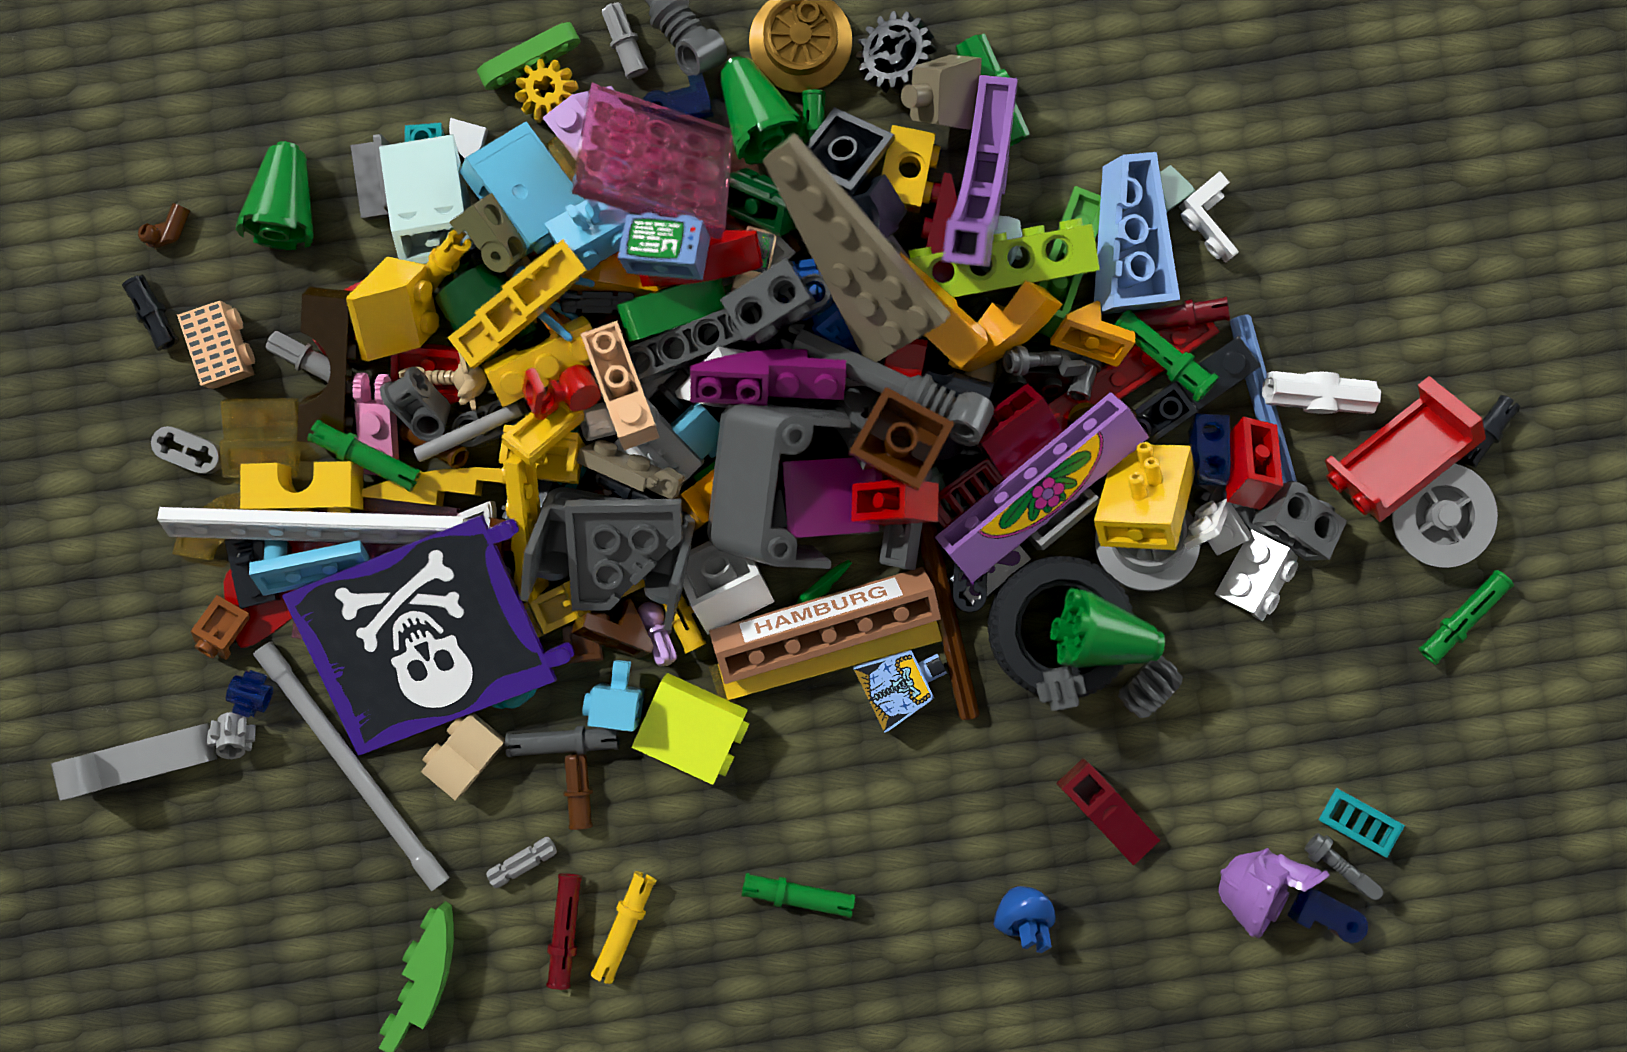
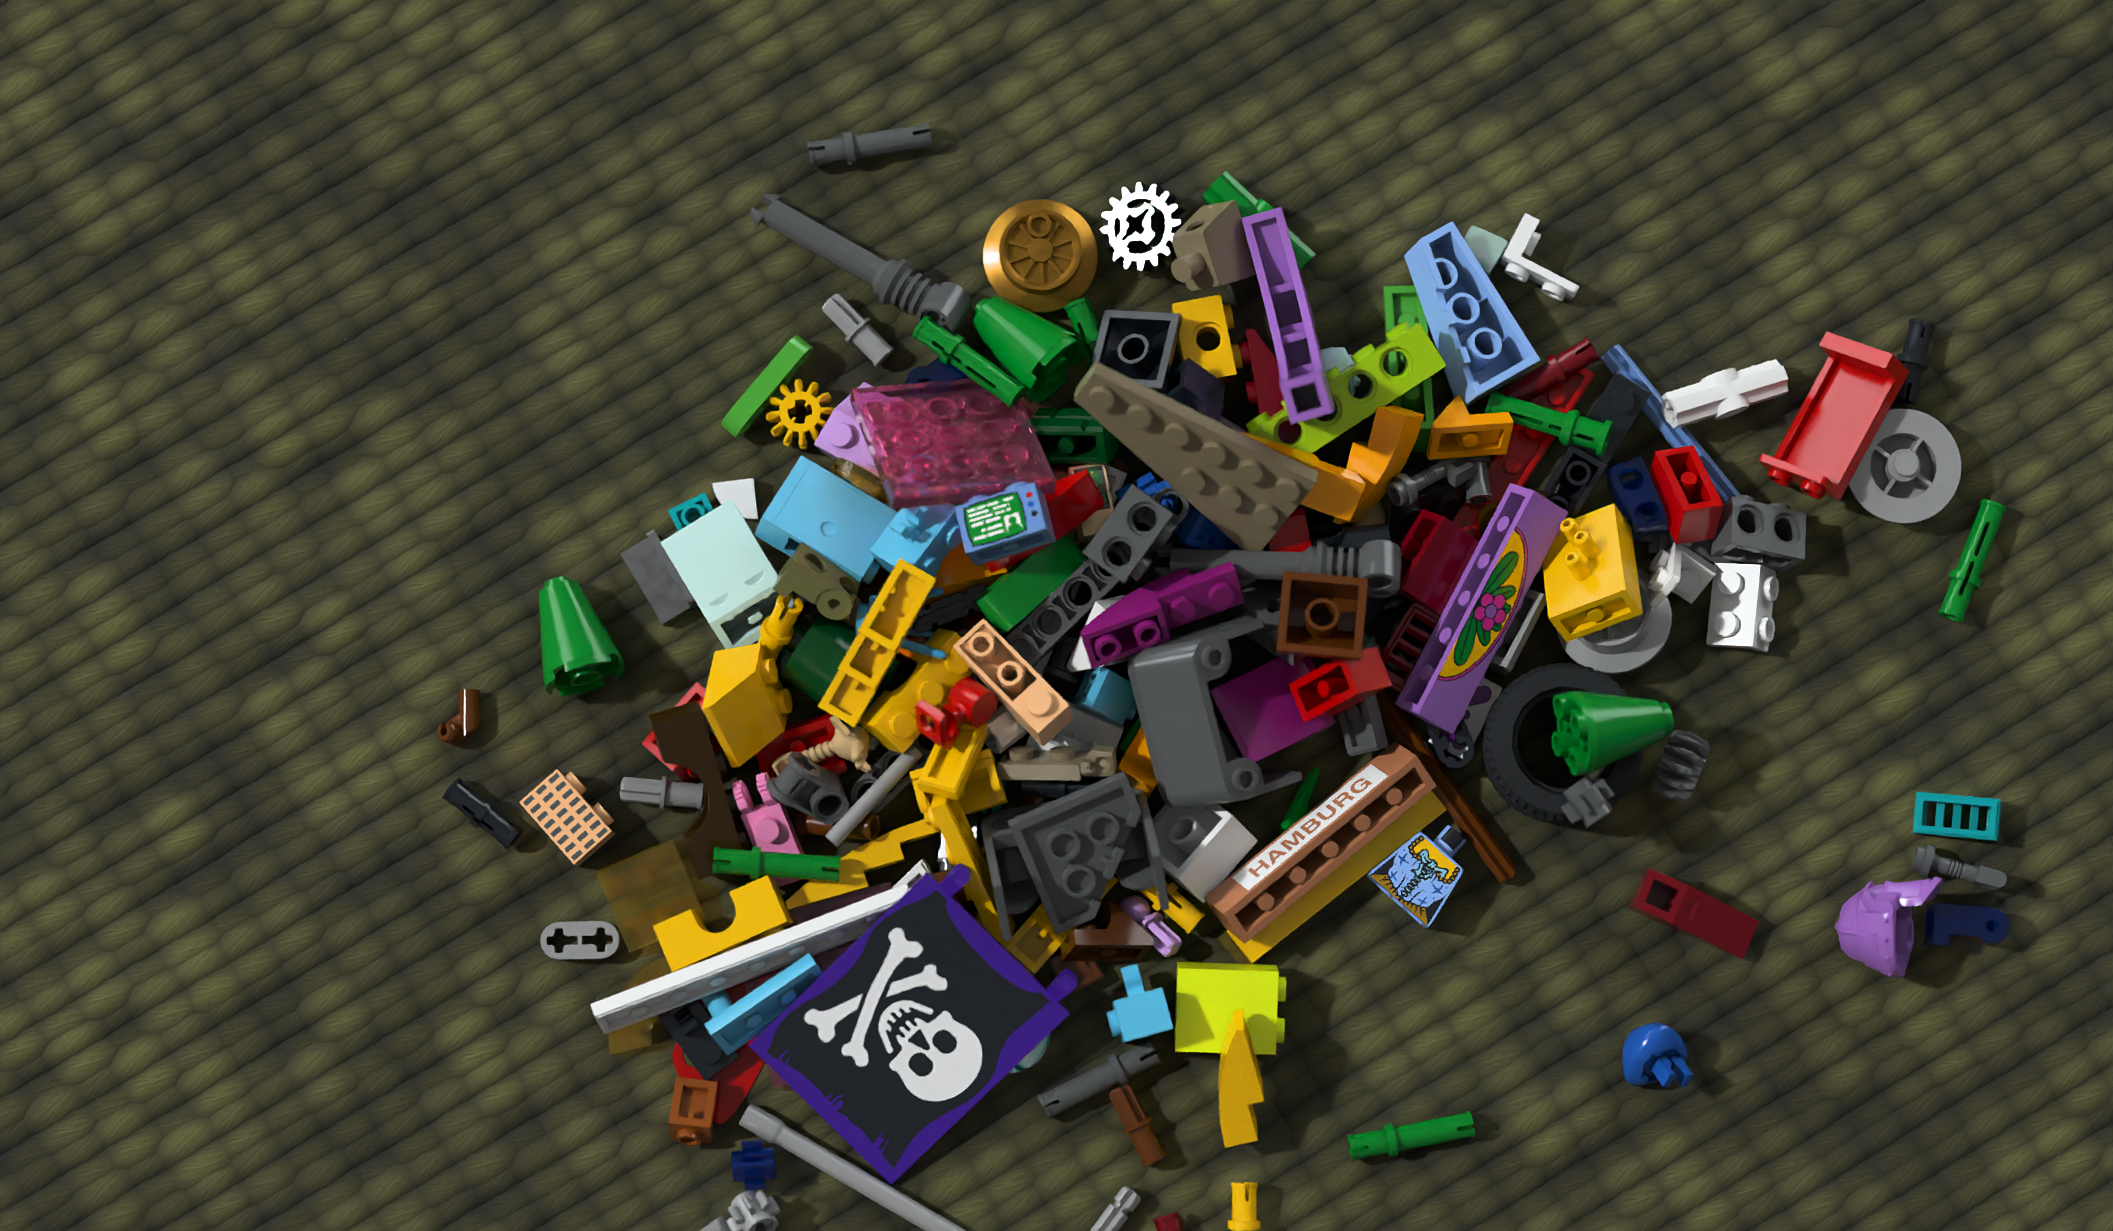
camera: 25 degrees left, 5 degrees down
(463, 755) = (1002, 1135): tan brick -> none
(672, 798) = (1238, 1084): none -> yellow slope
(692, 88) = (955, 352): none -> green pin

